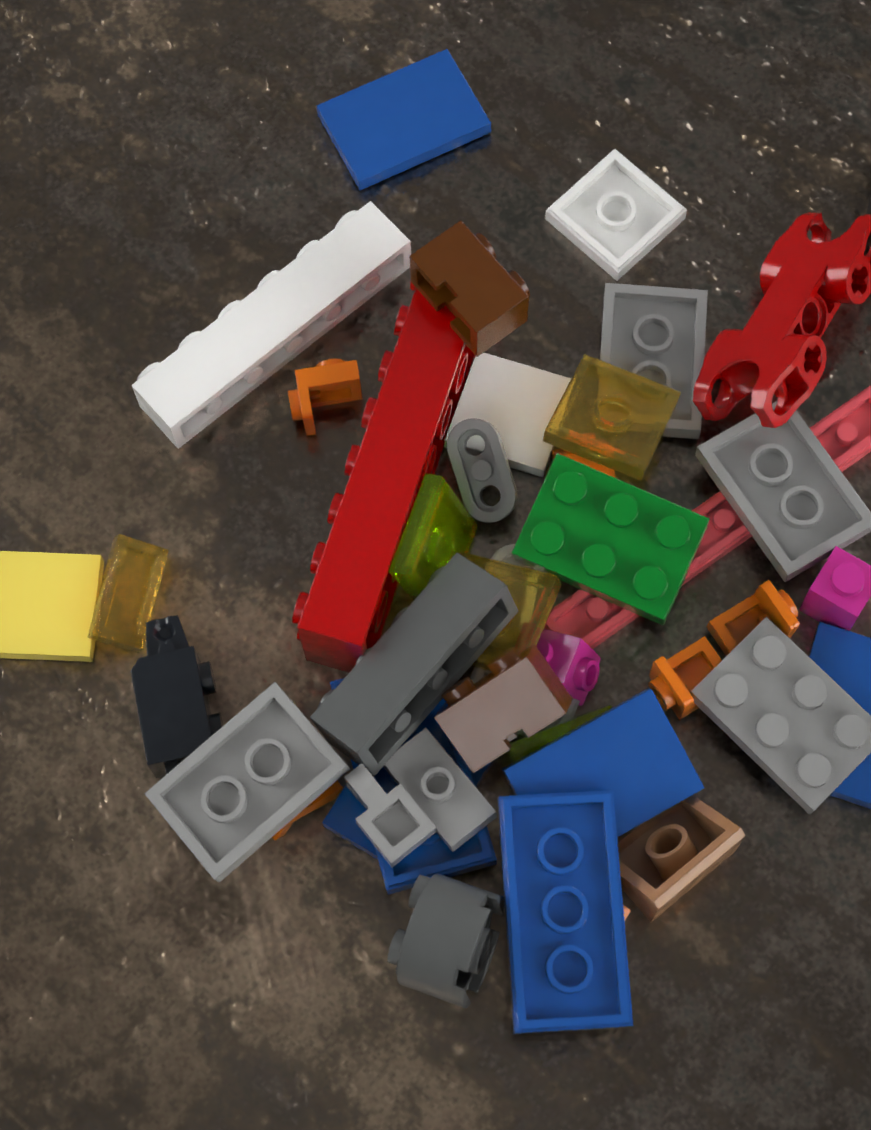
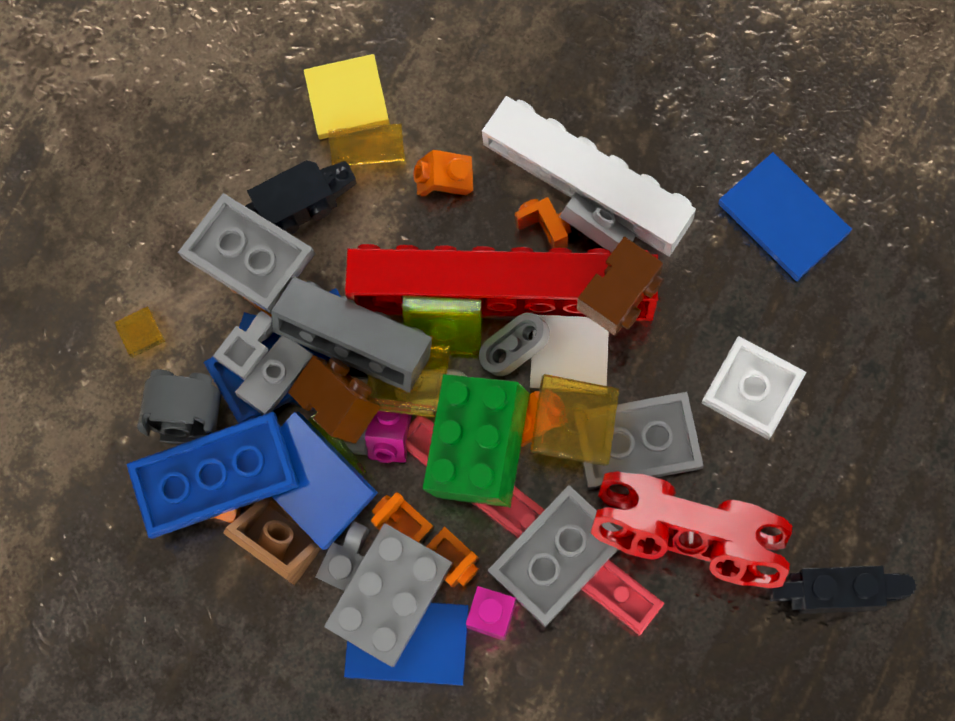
camera: 80 degrees right, 5 degrees up
(206, 504) = (444, 173): none -> orange bracket
(302, 986) = (139, 332): none -> clear yellow tile
(349, 326) = (595, 223): none -> light grey plate
(724, 771) = (344, 560): none -> light grey plate

